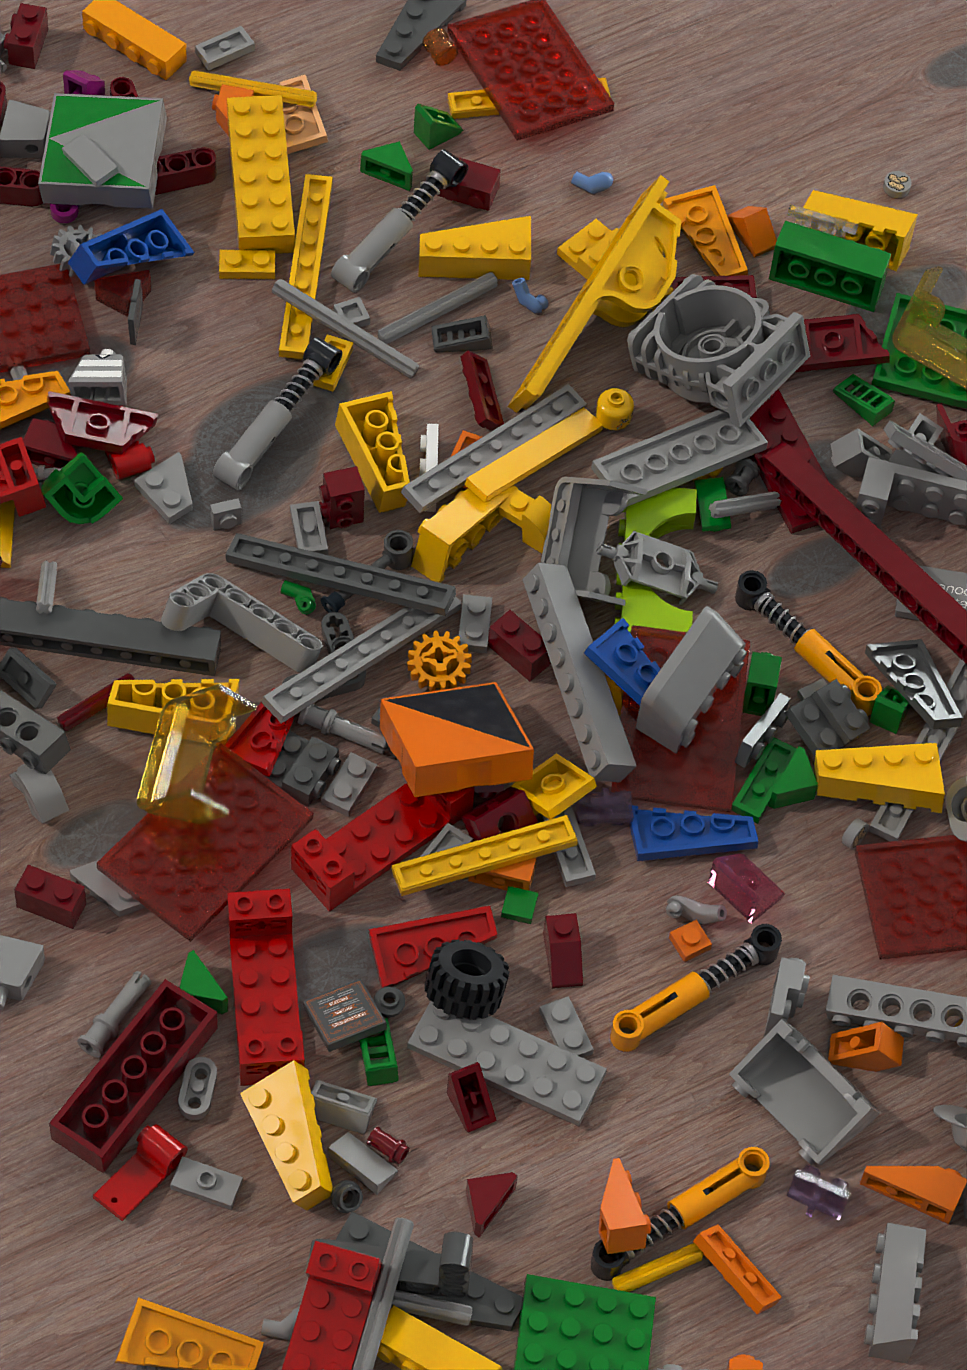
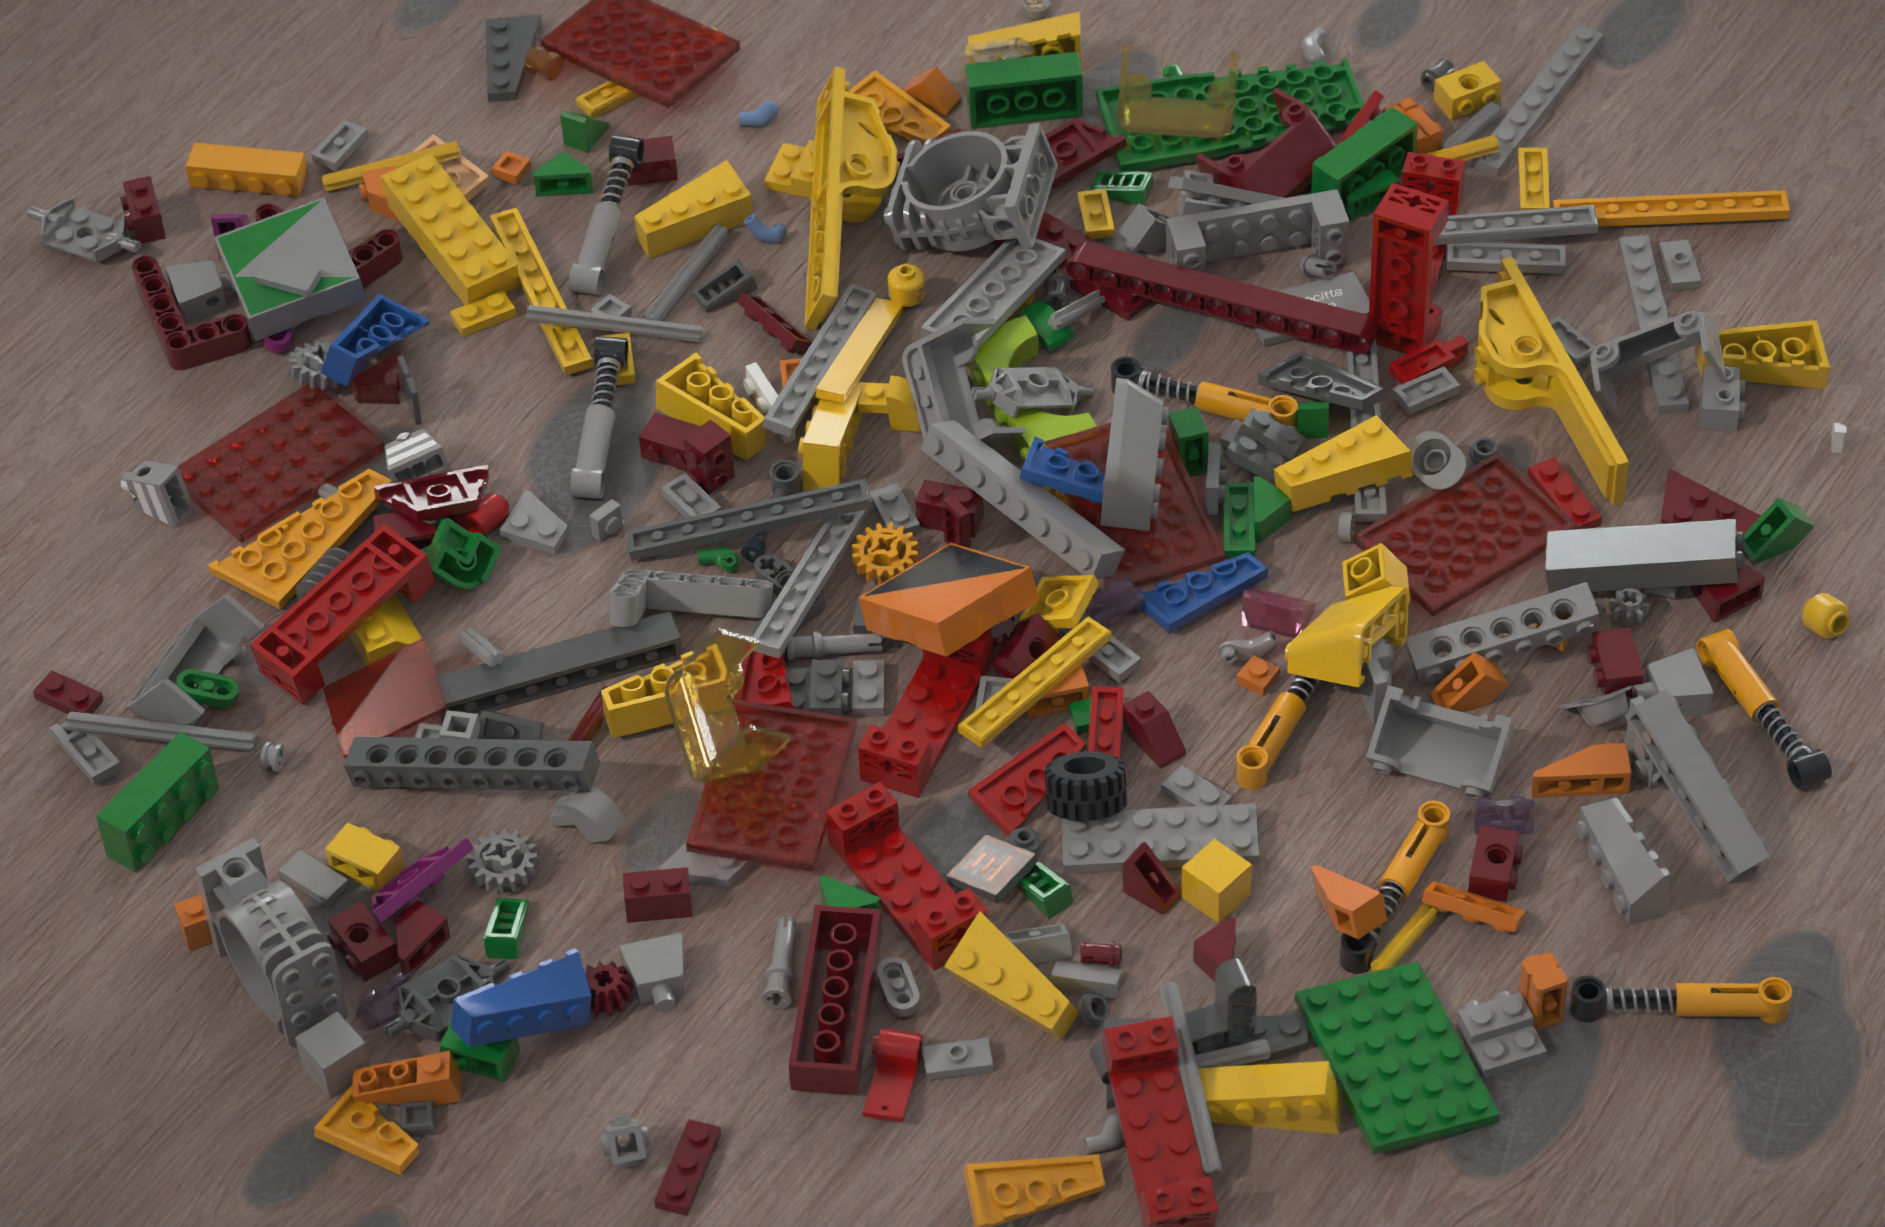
camera: 20 degrees left, 10 degrees down
(319, 457) = (664, 442): none -> dark red brick
(353, 135) = (511, 167): none -> orange plate
(511, 668) = (956, 522): none -> dark red plate
(524, 926) = (1106, 720): none -> red plate
(526, 1128) = (1216, 880): none -> yellow head
(776, 946) = (1344, 636): none -> yellow windscreen
(787, 1219) = (1494, 863): none -> dark red brick
(823, 416) = (1095, 214): none -> yellow plate
(842, 905) = (1373, 571): none -> yellow head

